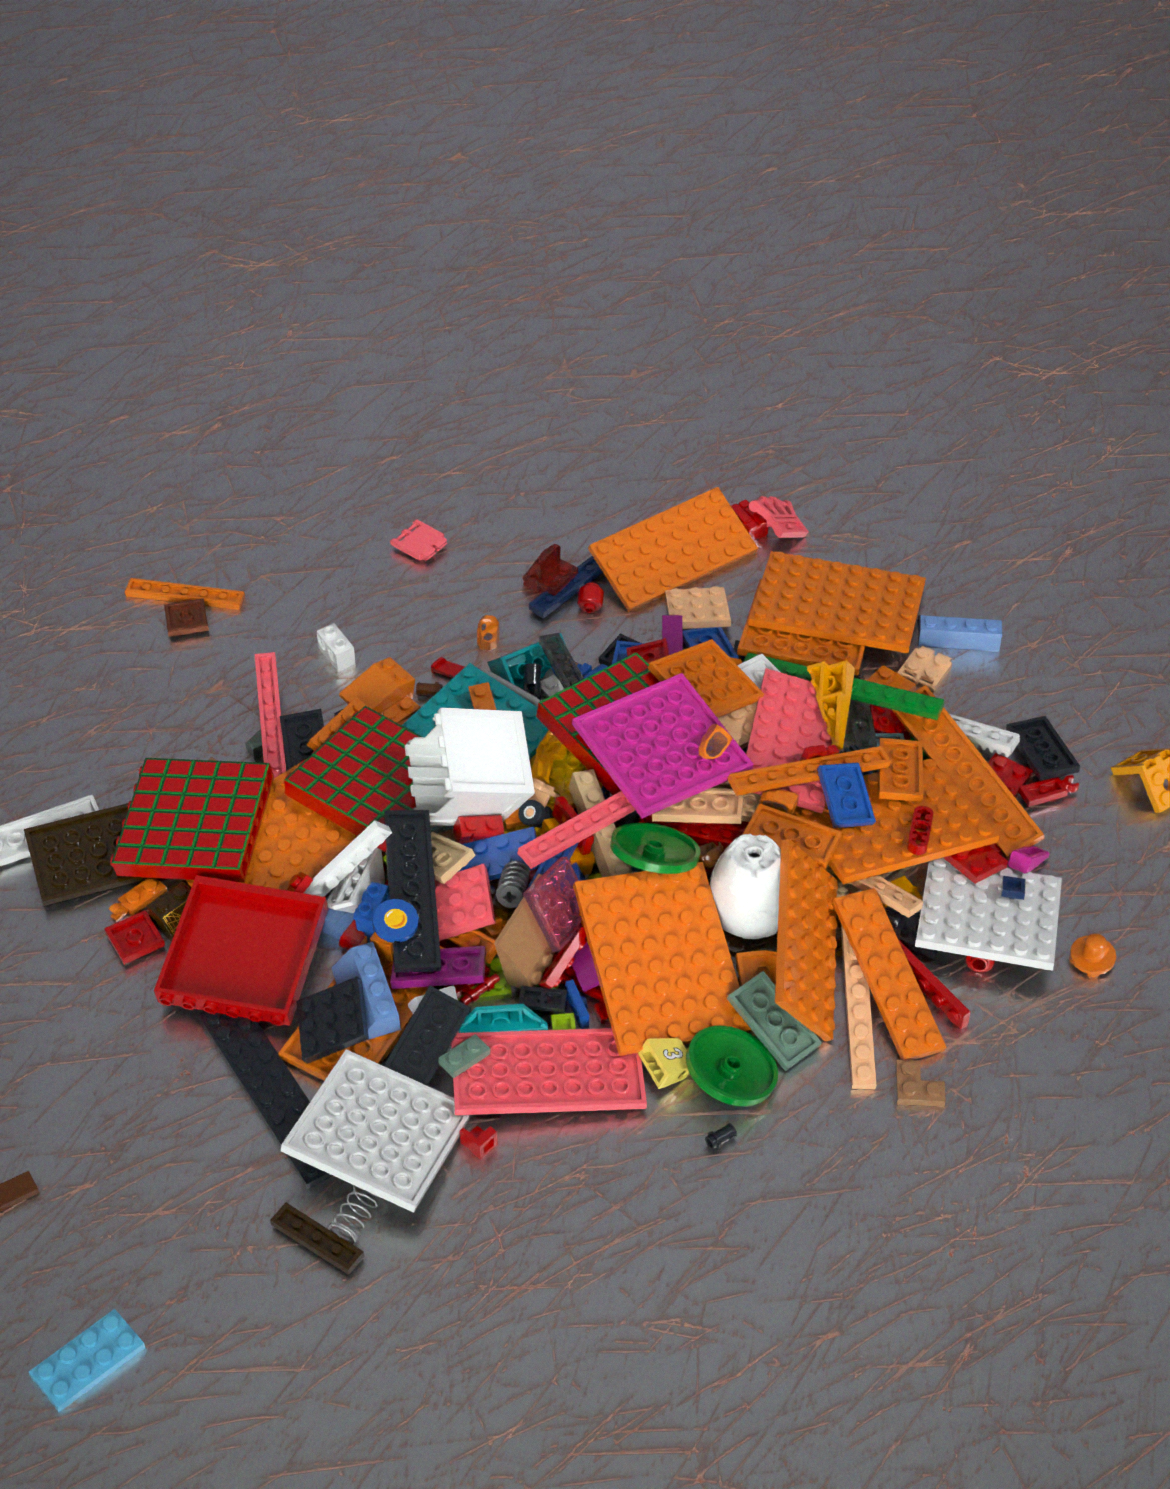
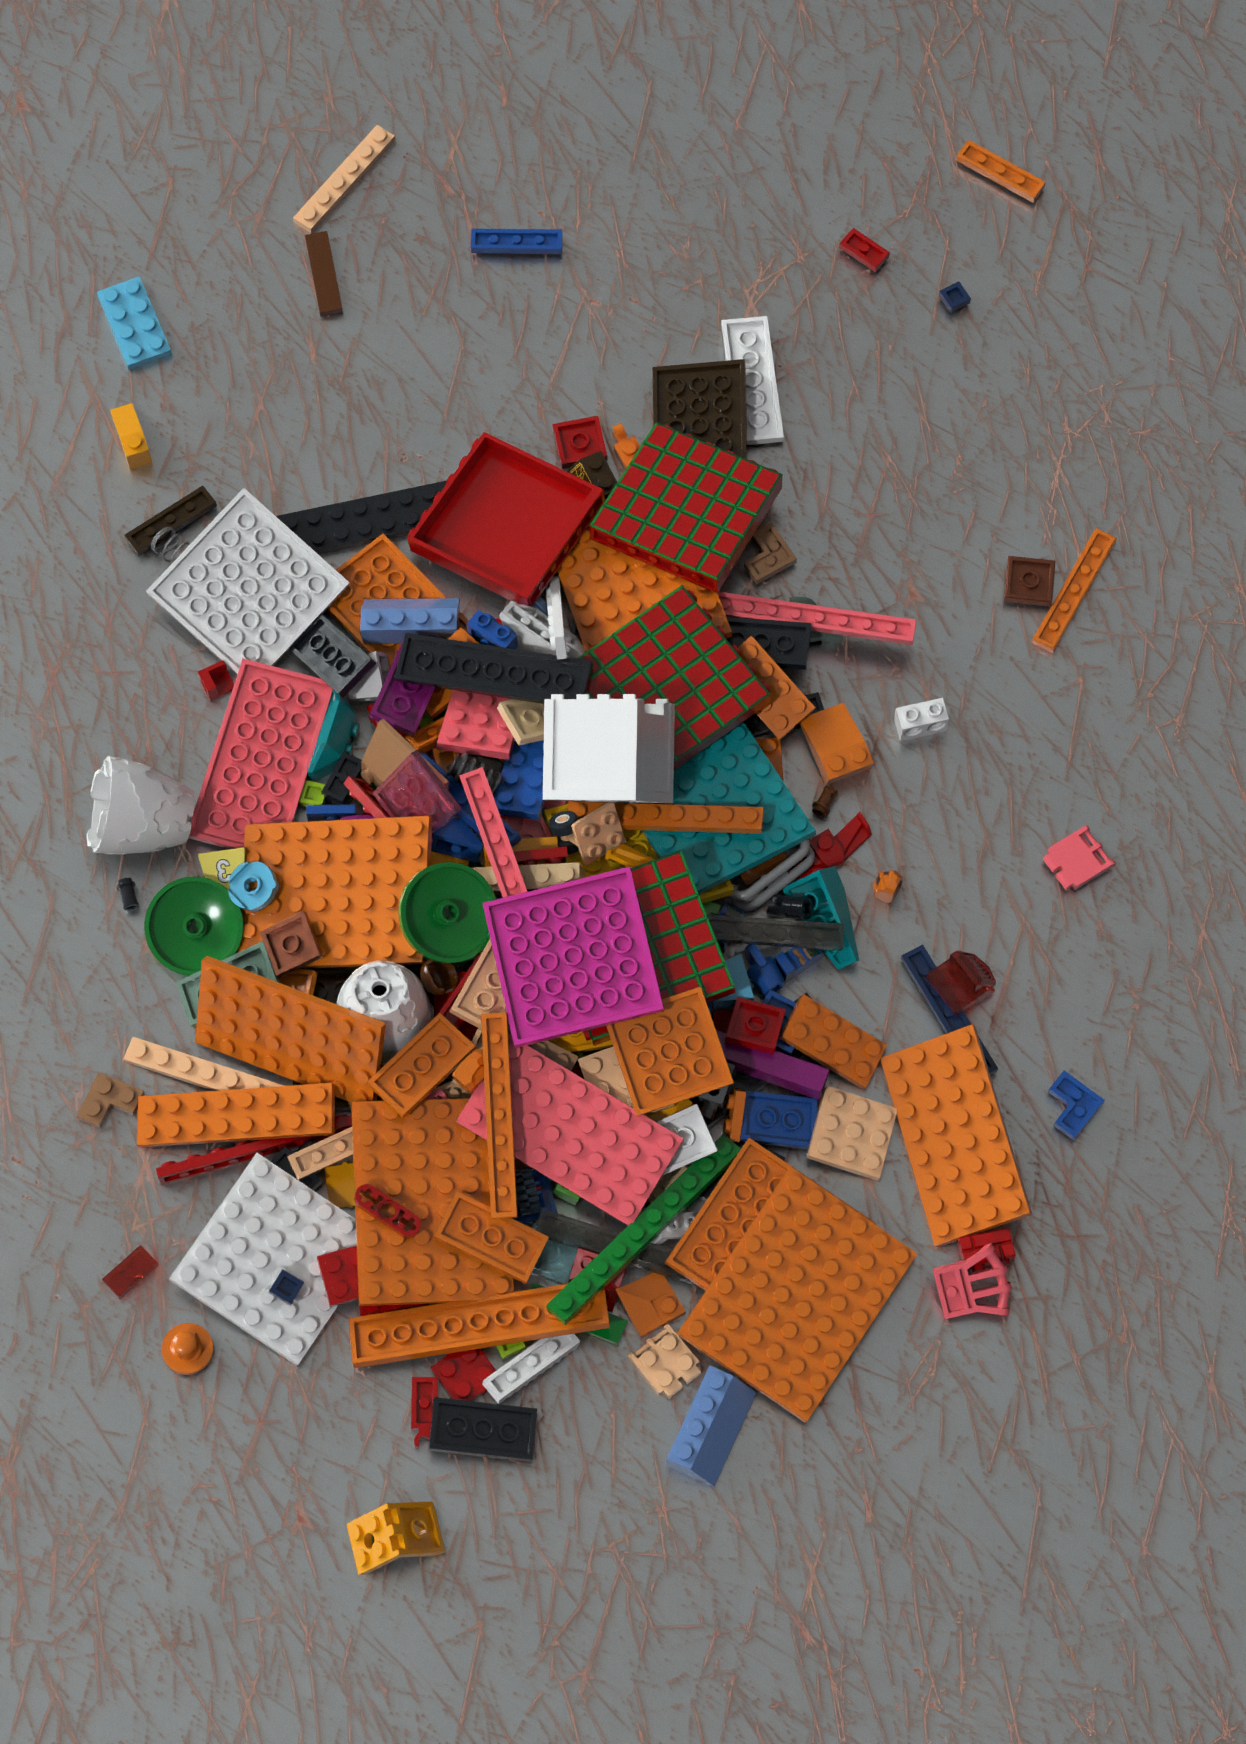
camera: 110 degrees right, 20 degrees up
(227, 1308) = (131, 436): none -> light orange slope
(299, 883) = (561, 584): red plate -> none
(332, 1020) = (386, 577): black plate -> none
(395, 920) = (453, 641): blue tile -> none
(401, 710) = (801, 762): orange plate -> none
(464, 1056) = (298, 683): sand green plate -> none
(590, 598) = (909, 1017): red head -> none
(613, 499) = (1080, 1104): none -> blue plate
(632, 627) = (833, 1041): none -> orange plate
(650, 1138) = (137, 809): none -> white piece
(679, 1032) = (266, 887): none -> medium azure plate
(714, 742) = (544, 1003): rock -> none
(722, 970) = (291, 944): none -> copper plate
(818, 751) = (519, 1127): red plate -> none
(833, 691) = (626, 1203): light orange wedge -> none
(846, 795) = (454, 1143): blue tile -> none
(1027, 858) = (319, 1324): dark pink slope -> none
(1055, 1014) = (130, 1272): none -> clear red plate

